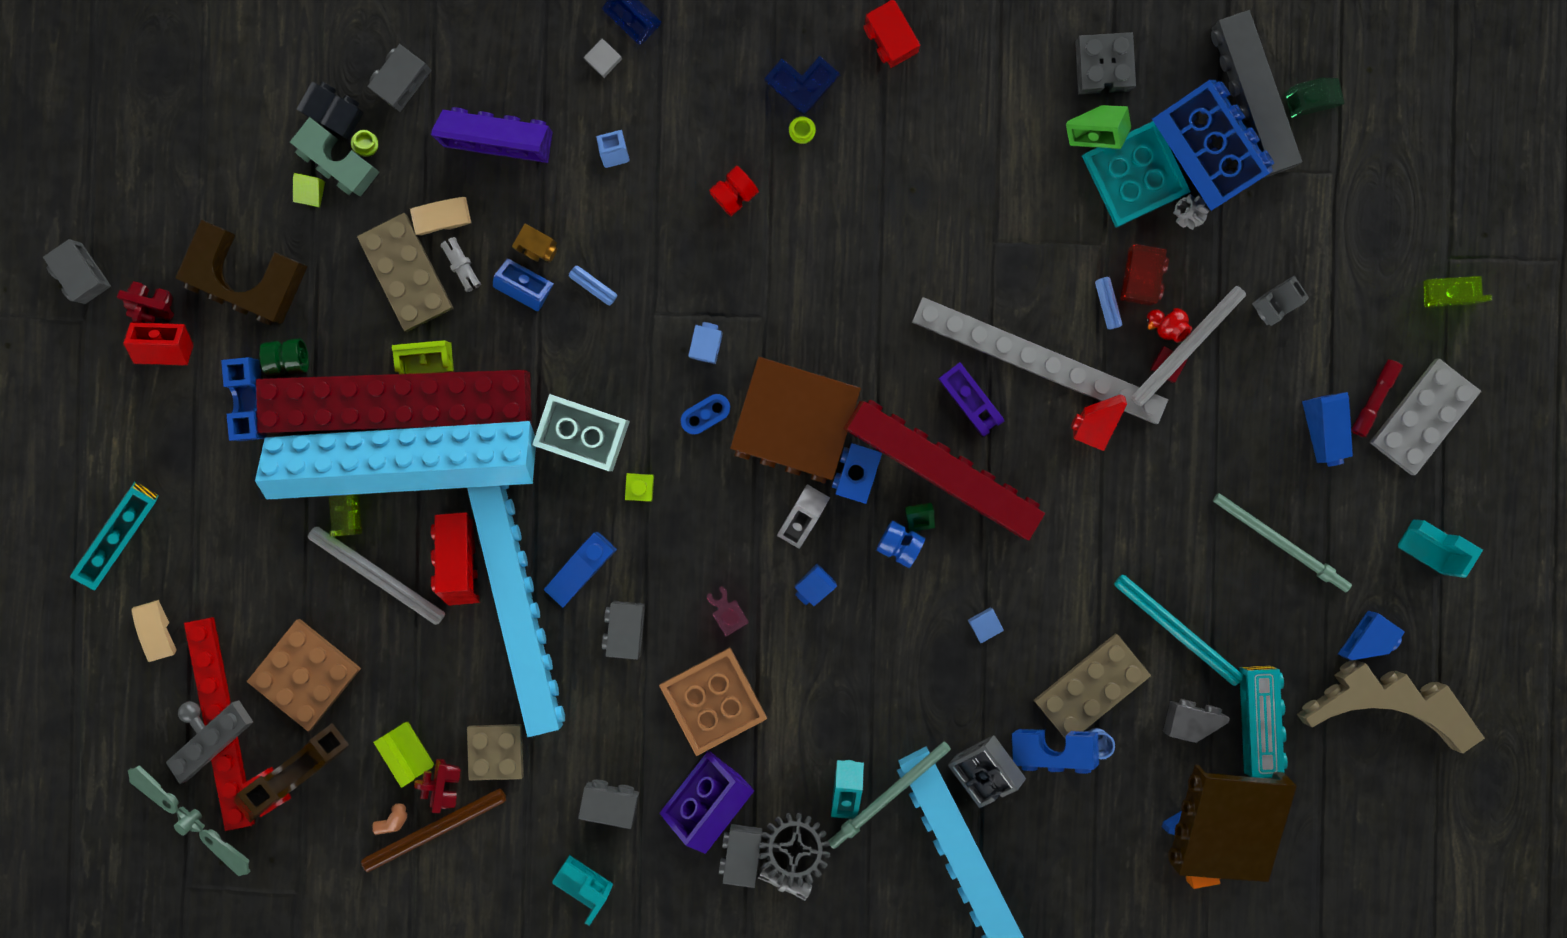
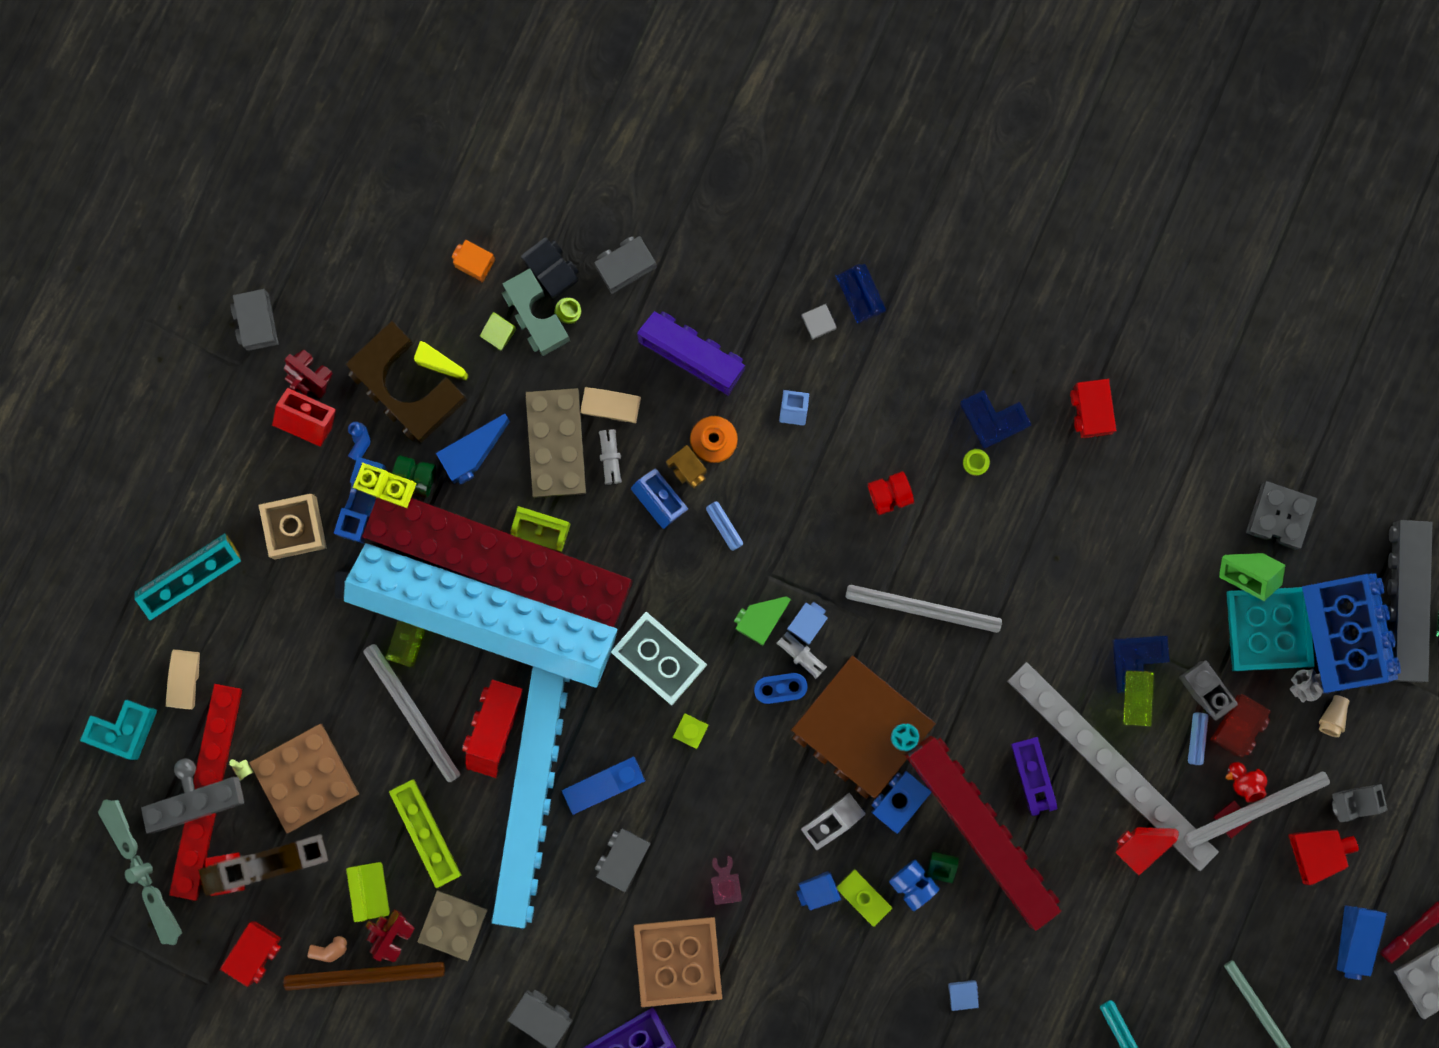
camera: 20 degrees right, 5 degrees down
(122, 702) = (126, 736): none -> teal panel
(191, 449) = (292, 526): none -> tan brick
(222, 342) = (361, 440): none -> blue arm
(243, 689) = (241, 769): none -> yellowish green hand
(256, 132) = (473, 260): none -> orange brick
(256, 241) = (434, 360): none -> neon yellow slope
(256, 376) = (384, 485): none -> neon yellow slope
(322, 853) = (251, 954): none -> red brick
(329, 311) = (468, 453): none -> blue slope
(434, 679) = (425, 833): none -> lime plate
(558, 218) = (711, 451): none -> orange piece
(661, 357) = (760, 619): none -> bright green slope
(712, 375) = (801, 655): none -> light grey pin
(808, 286) = (923, 608): none -> light grey axle
(837, 412) = (909, 737): none -> teal wheel
(859, 574) = (864, 898): none -> lime plate
(1017, 253) = (1134, 652): none -> clear blue plate
(1039, 287) = (1139, 698): none -> clear neon green panel
(1101, 253) = (1208, 689): none -> flat silver slope
(1227, 231) = (1334, 718): none -> tan cone
(1263, 362) = (1321, 853): none -> red torso

